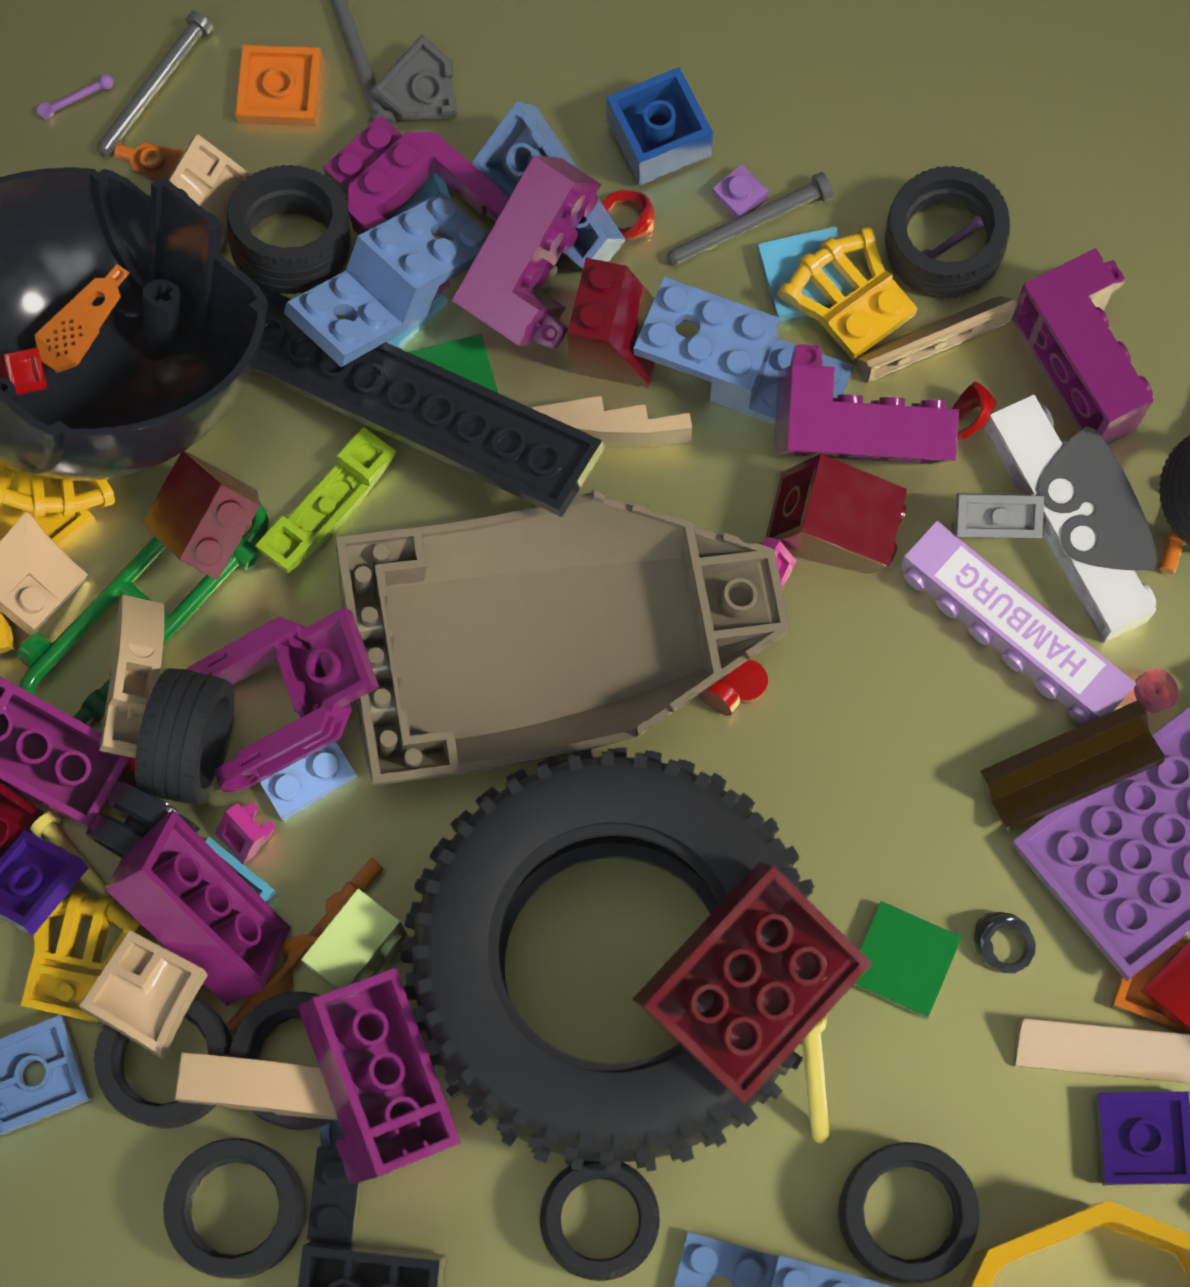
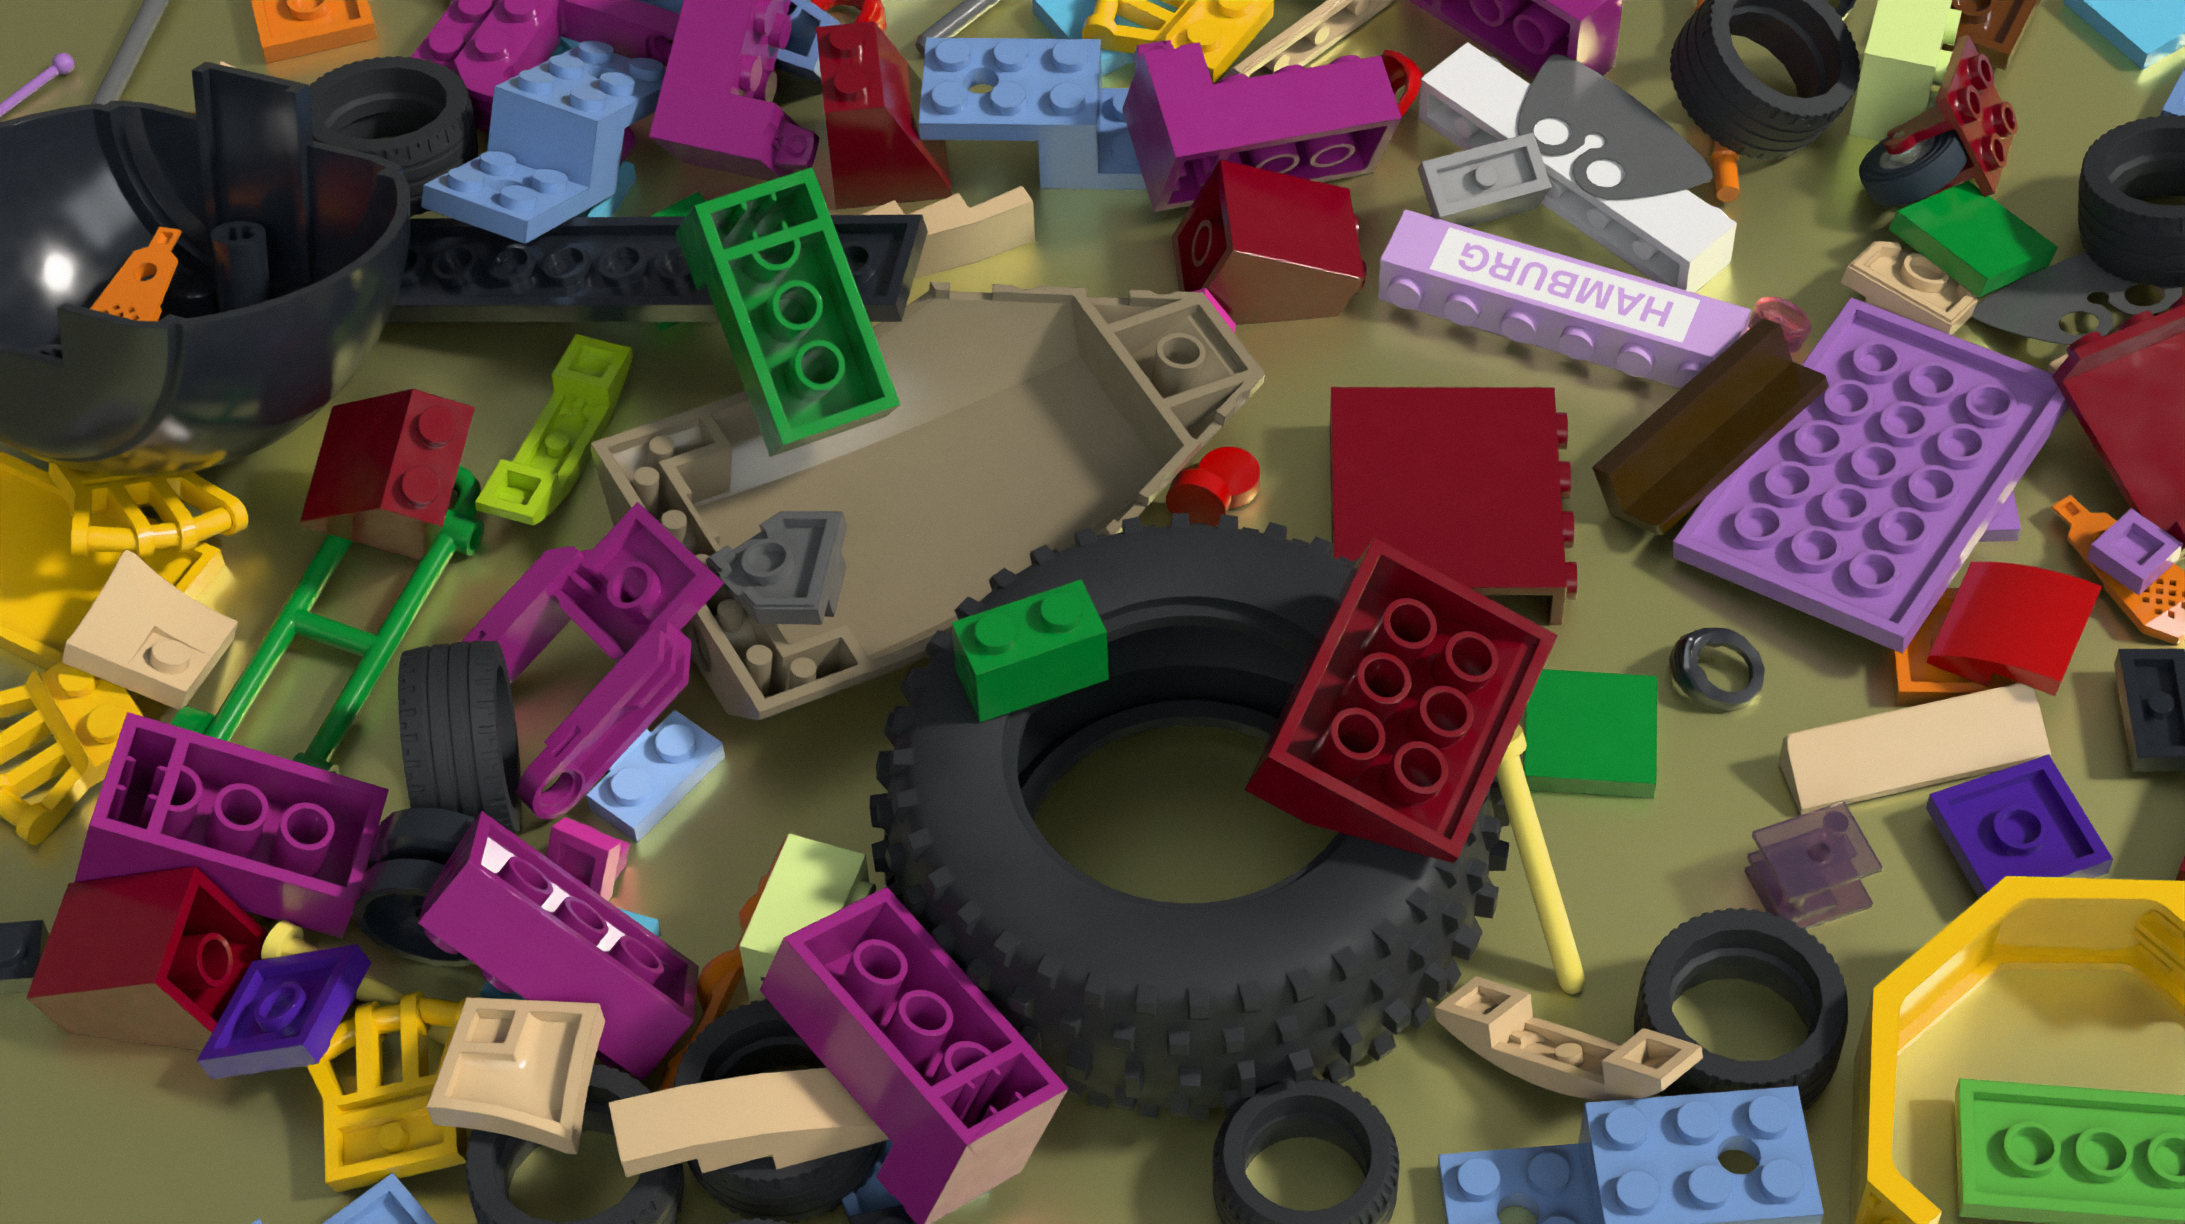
camera: 20 degrees left, 20 degrees down
(133, 672) = (358, 689): tan slope -> none
(424, 685) = (787, 569): none -> dark grey plate
(484, 498) = (789, 310): none -> green hinge
(532, 851) = (1030, 650): none -> green brick
(788, 1198) = (1502, 1029): none -> tan slope
(880, 756) = (1457, 484): none -> dark red panel
(1001, 1119) = (1813, 867): none -> clear purple piece

